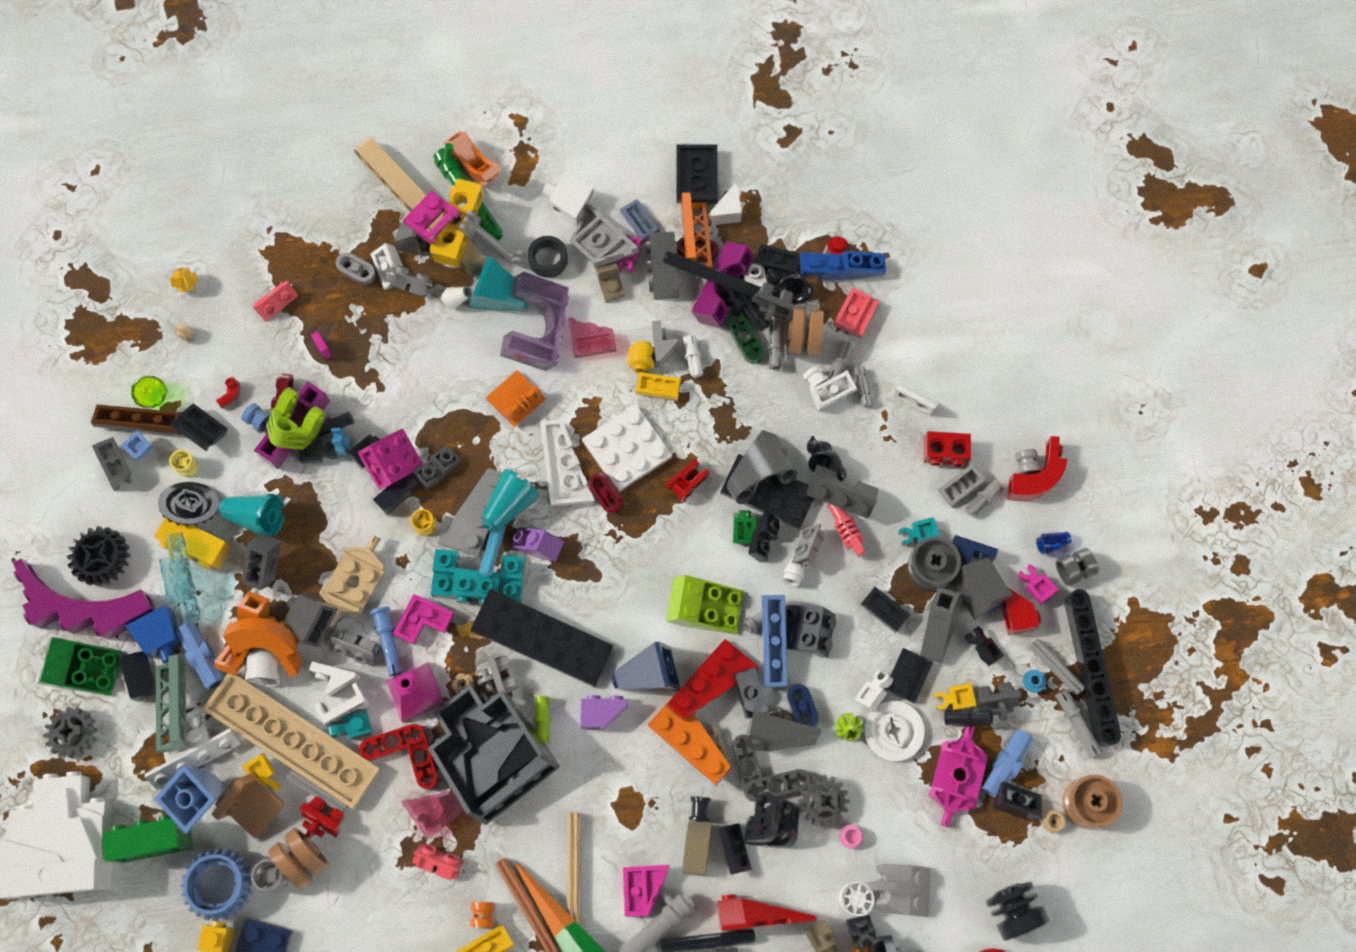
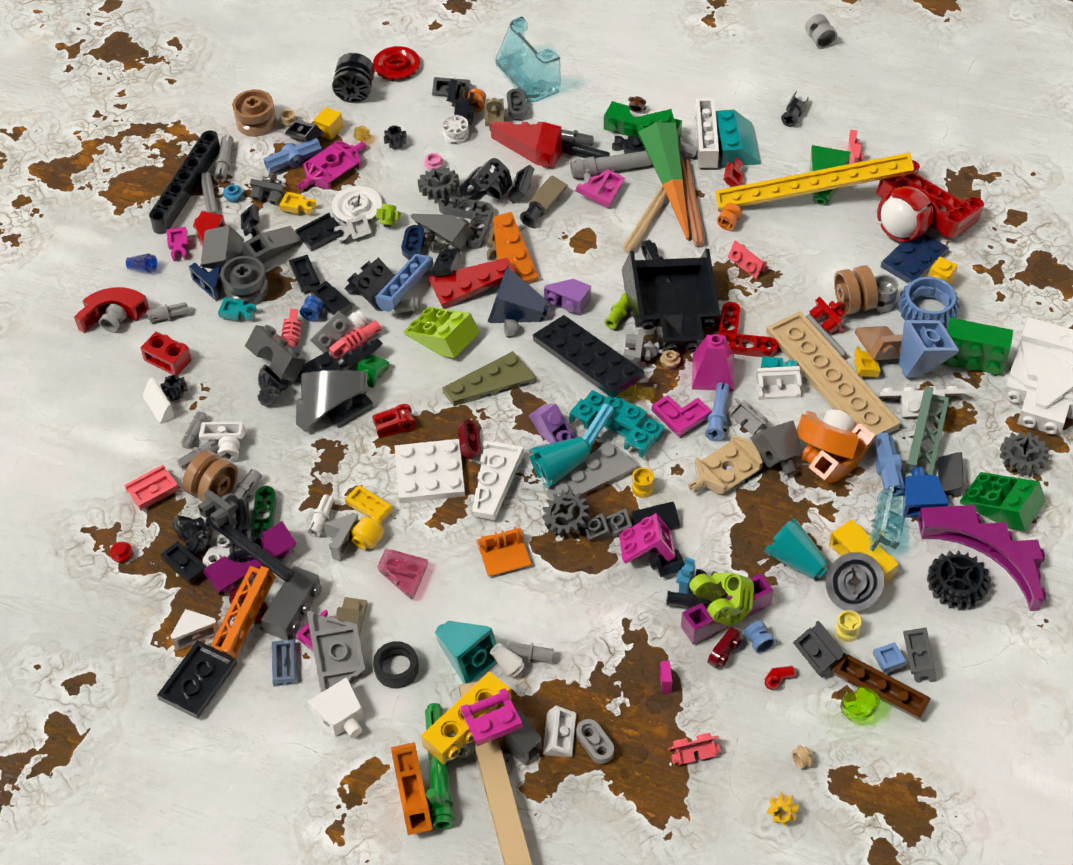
camera: 150 degrees left, 20 degrees down
(261, 561) = (803, 500): dark grey brick -> none
(338, 677) = (774, 401): white slope -> none
(403, 276) = (544, 699): light grey hinge -> none
(434, 811) = (737, 288): clear pink wing -> none
(444, 317) = (531, 652): none -> light grey axle
(471, 226) = (451, 694): light grey hinge -> none
(476, 454) = (566, 513): none -> dark grey gear
(533, 804) = (649, 250): none -> black plate
(551, 301) = (456, 572): clear purple arch -> none
(624, 577) = (490, 379): none -> olive wing
(639, 644) = (511, 327): none -> light grey hinge
(782, 554) = (354, 339): none -> coral hinge
(837, 590) = (332, 298): none -> black plate
(842, 267) = (126, 528): blue slope -> none
(847, 568) = (311, 308): none -> blue wheel
(902, 889) = (420, 121): light grey plate -> none
(911, 422) = (174, 387): none -> black gear
(918, 843) = (395, 137): none -> black gear
(955, 836) = (361, 133): none -> clear yellow plate
(968, 717) = (297, 185): black pin -> none
(976, 474) = (166, 324): light grey slope -> none
(1003, 831) = (329, 122): none -> yellow brick
(1078, 566) = (140, 238): dark grey wheel -> none

